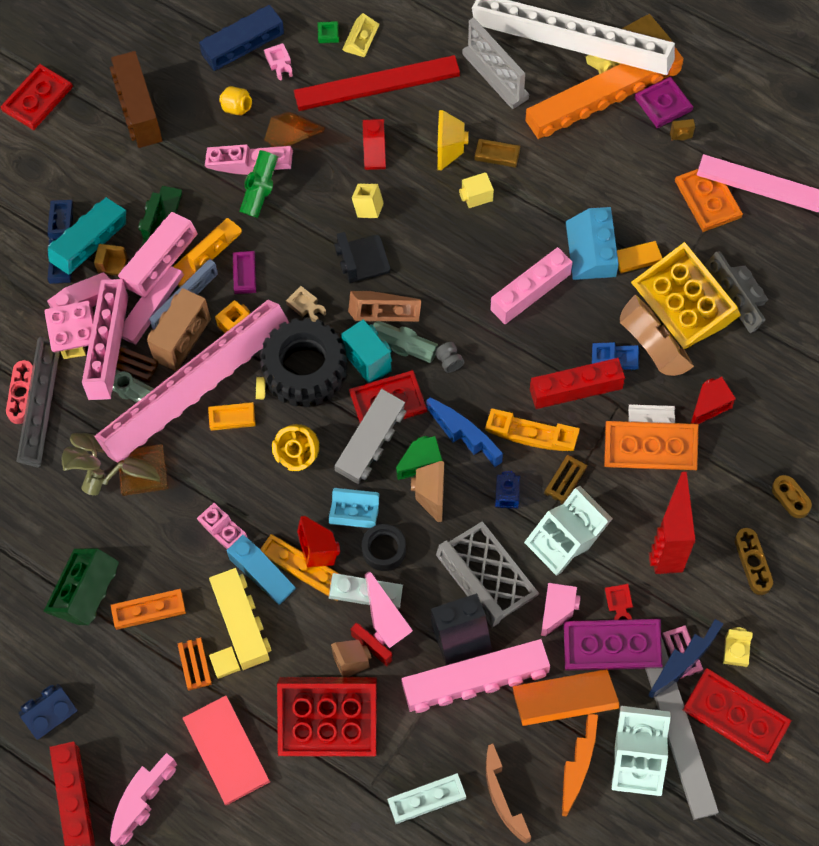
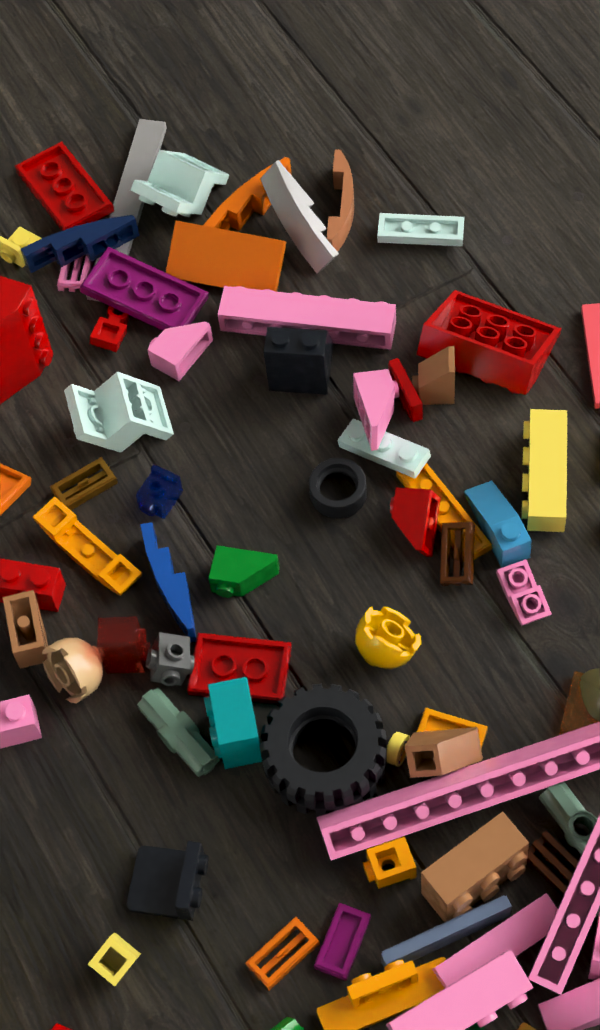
camera: 150 degrees left, 5 degrees down
(224, 662) = (583, 441): light yellow tile -> none
(230, 389) = (442, 751): none -> medium nougat slope
(269, 535) = (457, 579): none -> reddish brown tile
(270, 267) = (292, 962): none -> orange tile
(304, 302) = (282, 848): tan plate -> none
(354, 508) = (352, 541): medium azure bracket -> none
(370, 436) = (287, 616): light grey brick -> none
(383, 307) = (185, 789): nougat slope -> none
(430, 488) = (244, 520): medium nougat slope -> none
(431, 377) = (170, 659): none -> dark grey brick
(448, 355) = (131, 682): dark grey wheel -> none
(466, 369) = (122, 645): none -> clear red brick
(469, 580) = (260, 417): light grey fence -> none
(490, 348) = (73, 666): none -> tan cylinder
(531, 757) = (297, 218): none -> light grey slope
(534, 353) = (25, 628): none -> medium nougat slope

